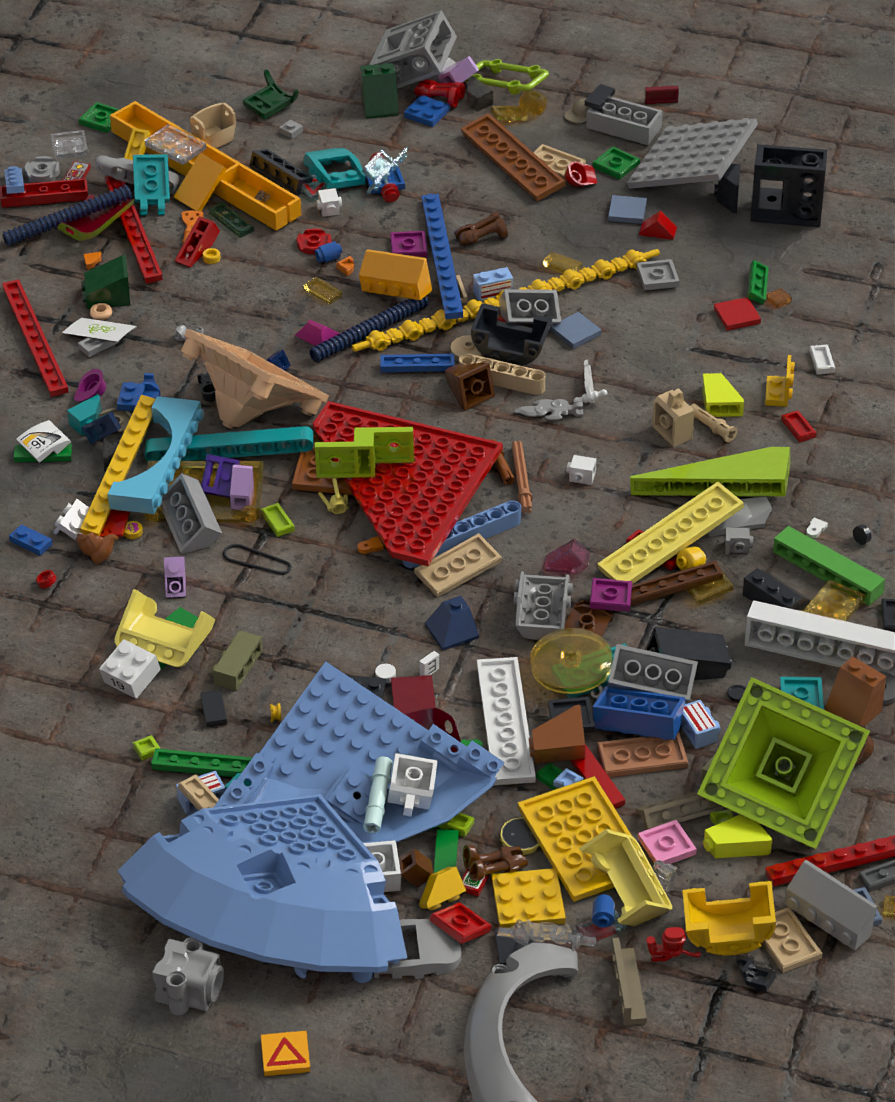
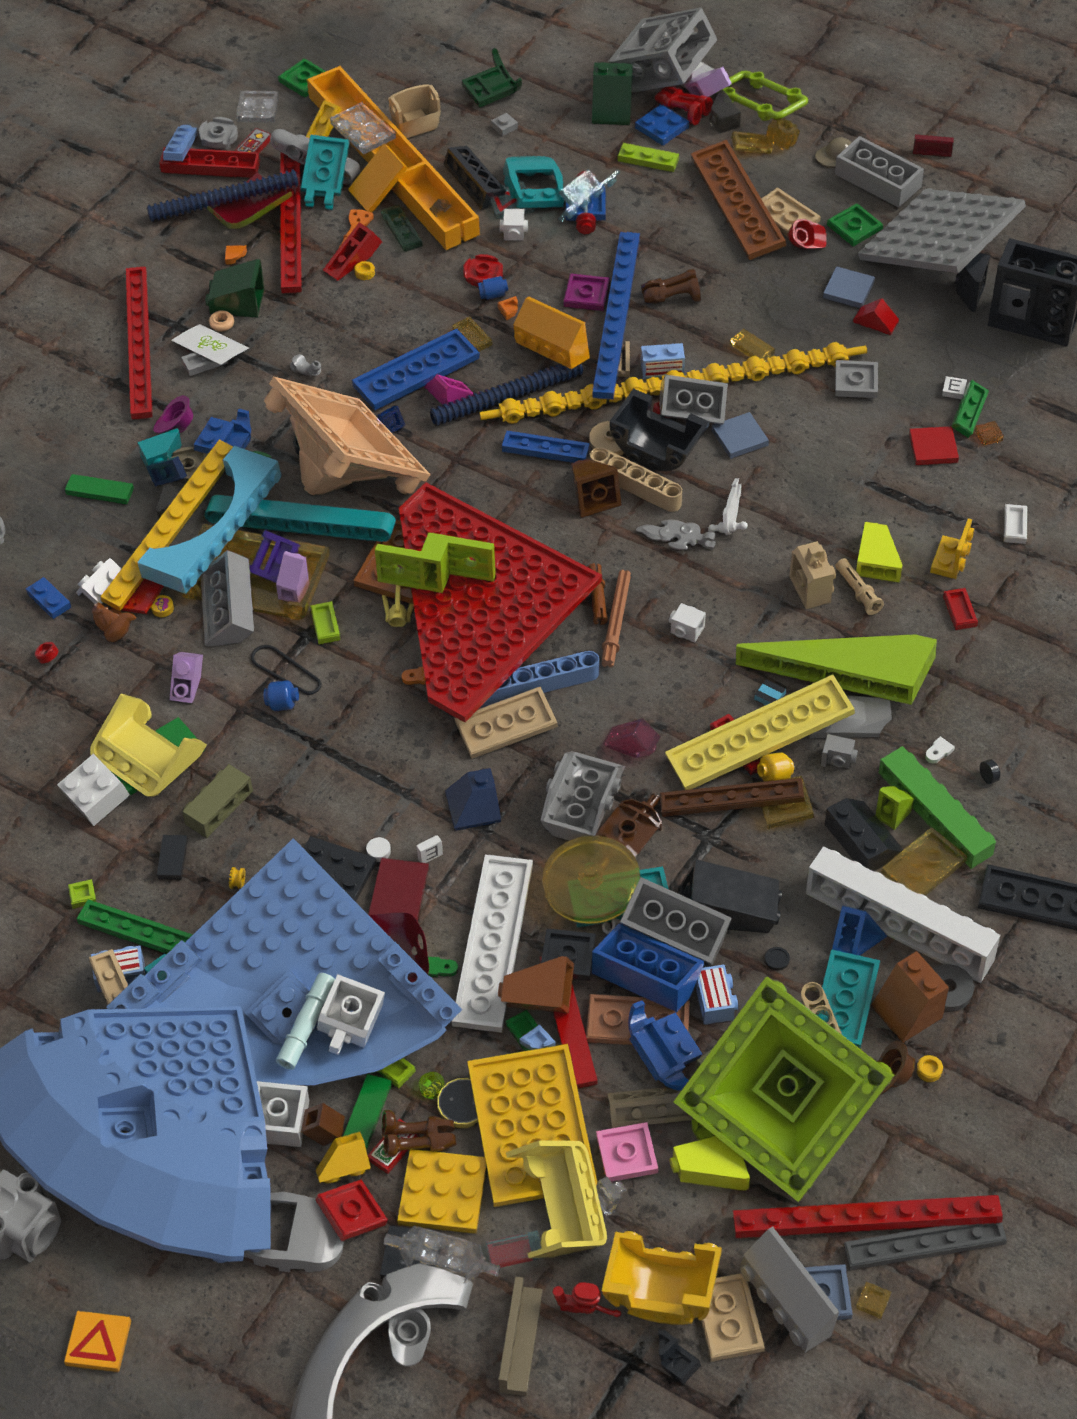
camera: 15 degrees right, 10 degrees up
(43, 440) = (100, 475): white slope -> none
(262, 576) = (281, 695): none -> blue head
(284, 322) = (415, 369): none -> blue plate
(424, 137) = (648, 157): none -> lime plate
(491, 828) = (431, 1084): none -> clear neon green tile
(540, 997) = (409, 1337): none -> light grey piece
(599, 97) = (856, 140): black tile -> none
(603, 911) = (519, 1233): blue brick -> none
(610, 594) = (665, 799): magenta tile -> none
(665, 508) = (769, 692): none -> tile
(670, 764) = (662, 1045): none -> blue plate
(739, 269) = (954, 387): none -> white tile
(794, 570) = (893, 806): none -> lime slope
(795, 660) = (856, 932): none -> blue slope
(884, 745) = (929, 1068): none -> yellow tile

